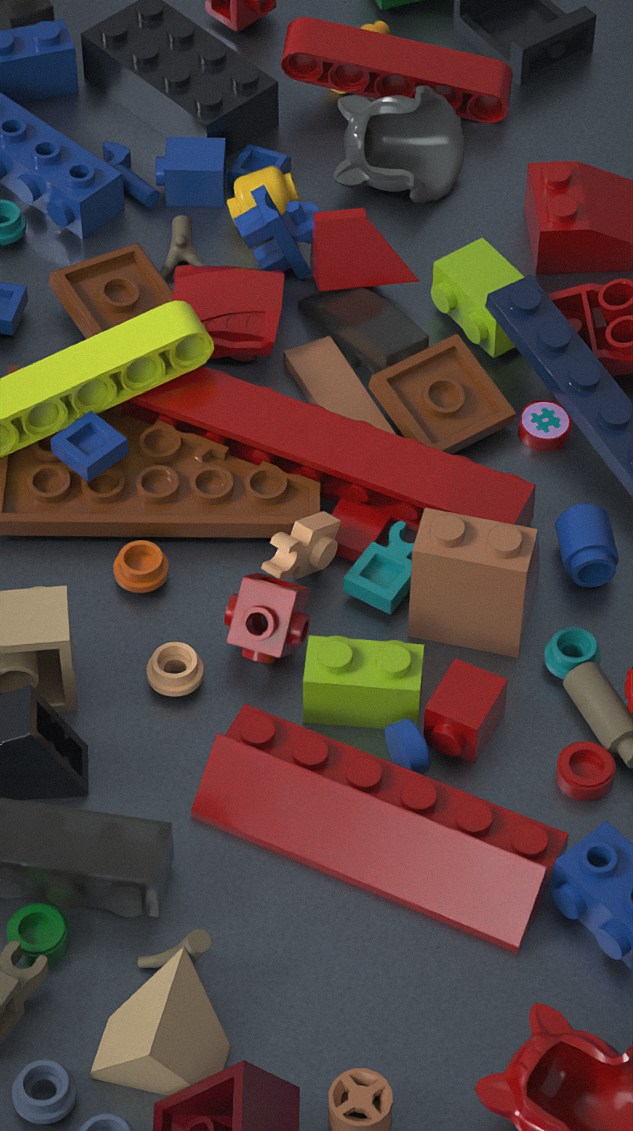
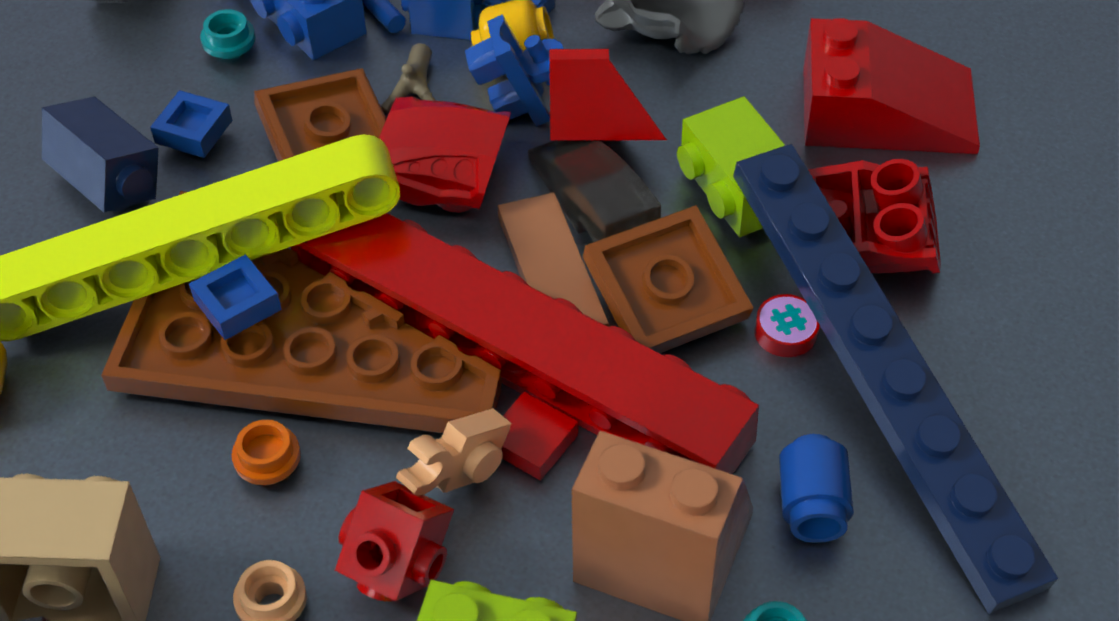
camera: 10 degrees right, 0 degrees up
(381, 573) = (544, 495): teal plate -> none

